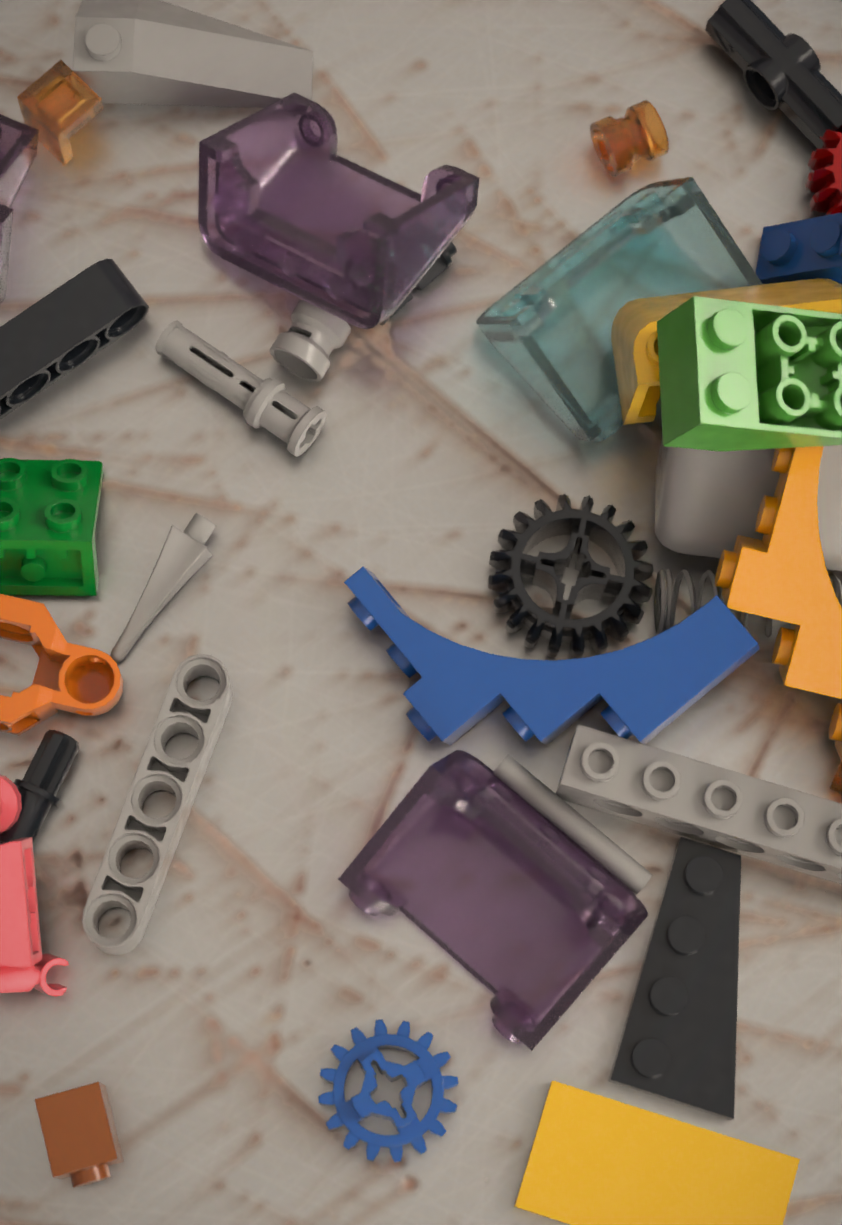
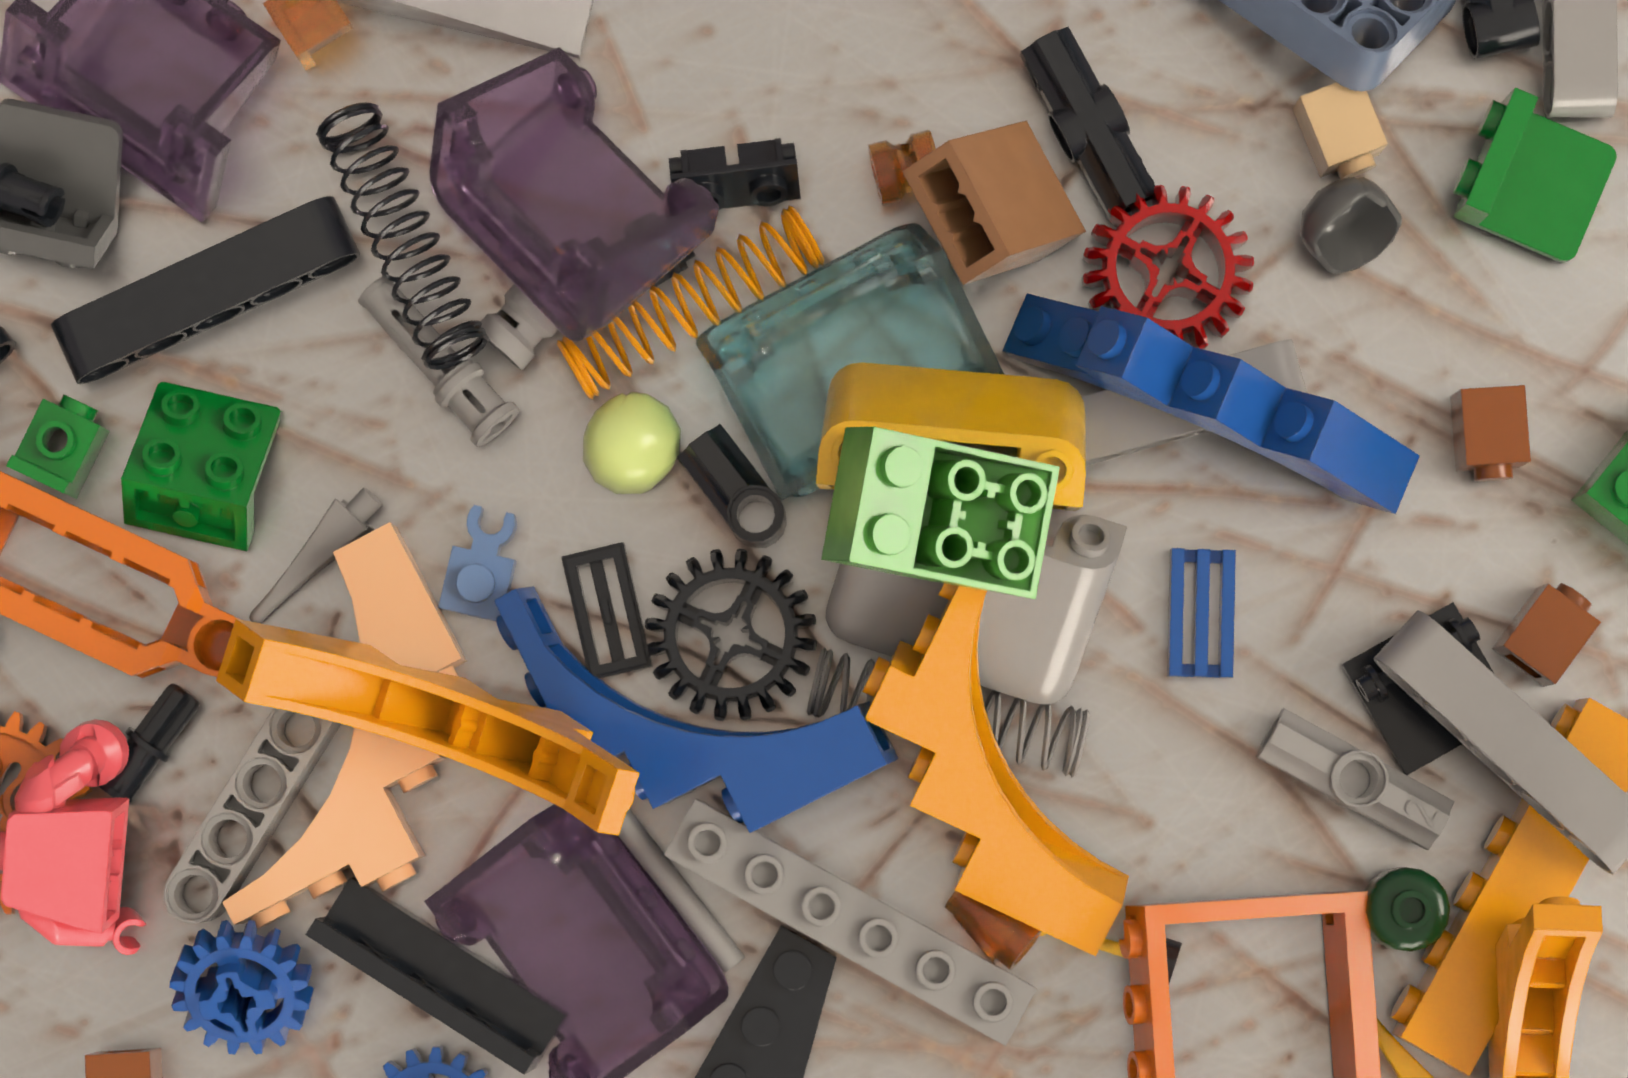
camera: 20 degrees right, 10 degrees up
(158, 1023) = (242, 987): none -> blue gear
(251, 344) = (337, 145): none -> black piece
(275, 742) = (361, 817): none -> light nougat arch
(319, 685) = (433, 711): none -> light orange arch
(320, 571) = (479, 574): none -> medium blue plate
(366, 950) = (439, 976): none -> black fence
(386, 365) = (795, 231): none -> light orange piece
(435, 427) = (631, 443): none -> yellowish green hair
(469, 629) = (595, 558): none -> black tile
(503, 170) = (763, 177): none -> black hinge
(540, 441) = (731, 484): none -> black piece
(721, 139) = (993, 201): none -> medium nougat brick

